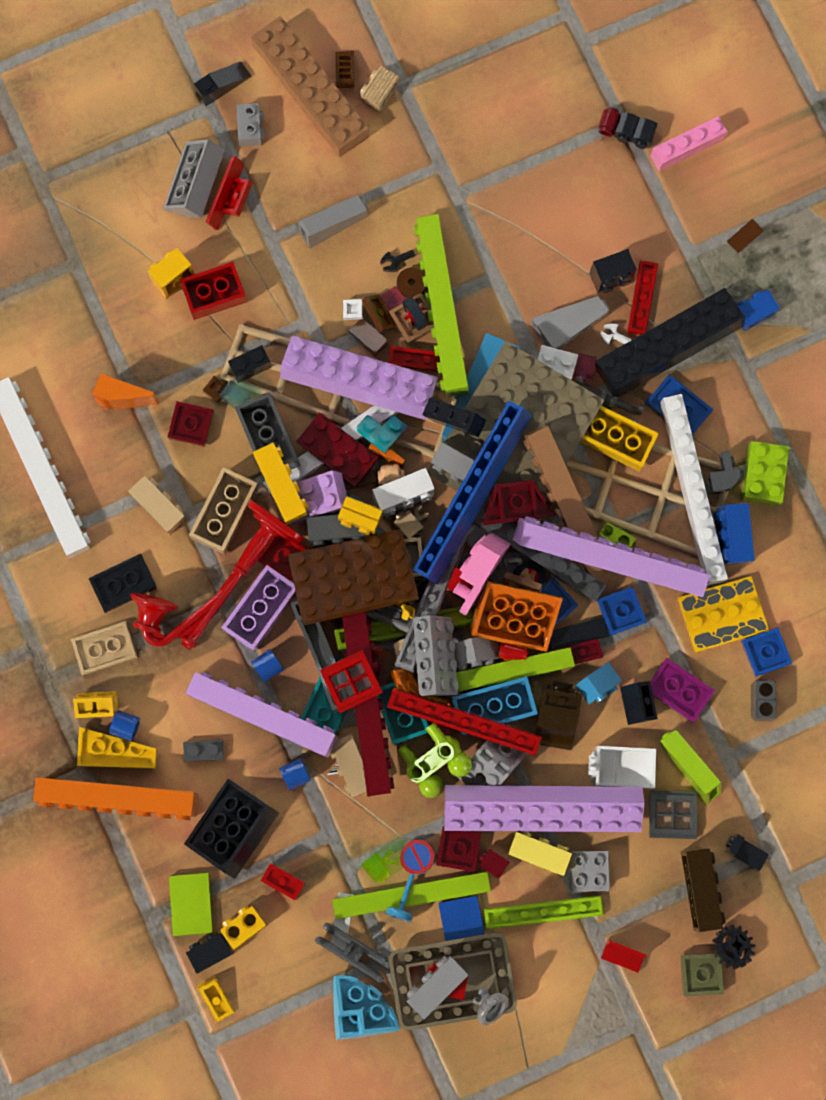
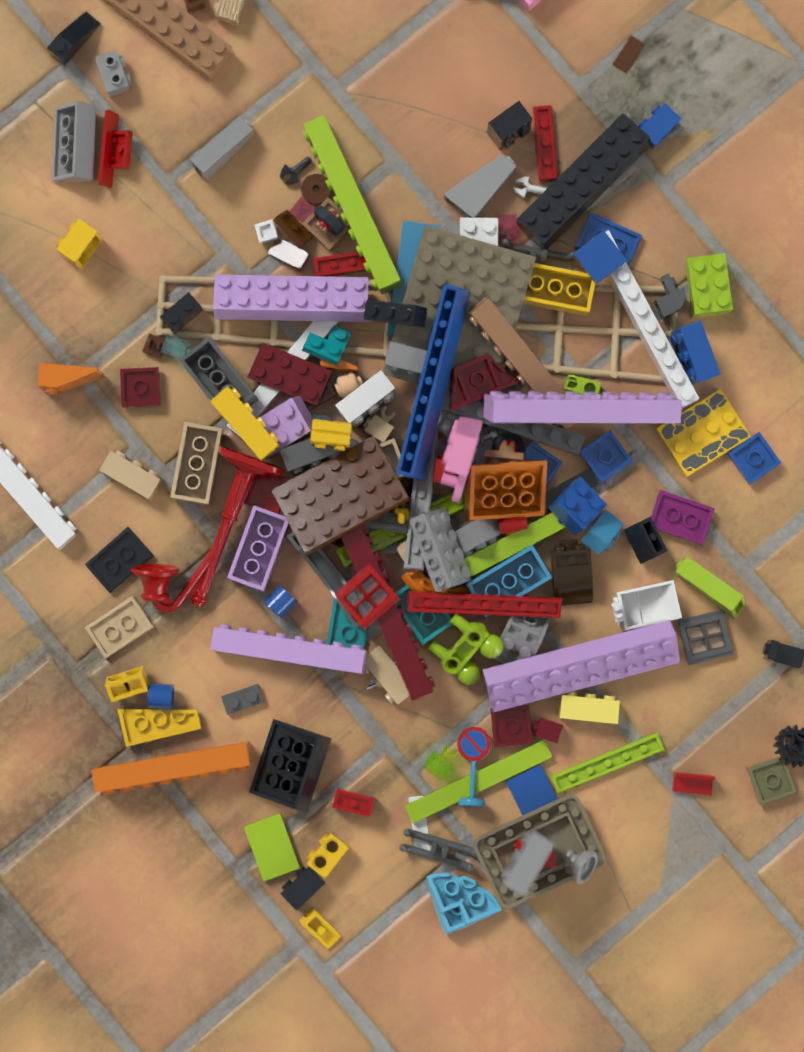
camera: 15 degrees left, 5 degrees up
(213, 290) = (125, 250): red brick -> none
(294, 774) = (336, 697): blue piece -> none
(581, 650) = (577, 506): none -> blue brick
(590, 871) = (641, 712): light grey hinge -> none
(666, 417) = (600, 257): none -> blue tile
(702, 890) = (751, 701): dark brown brick -> none
(755, 705) = (754, 502): dark grey piece -> none

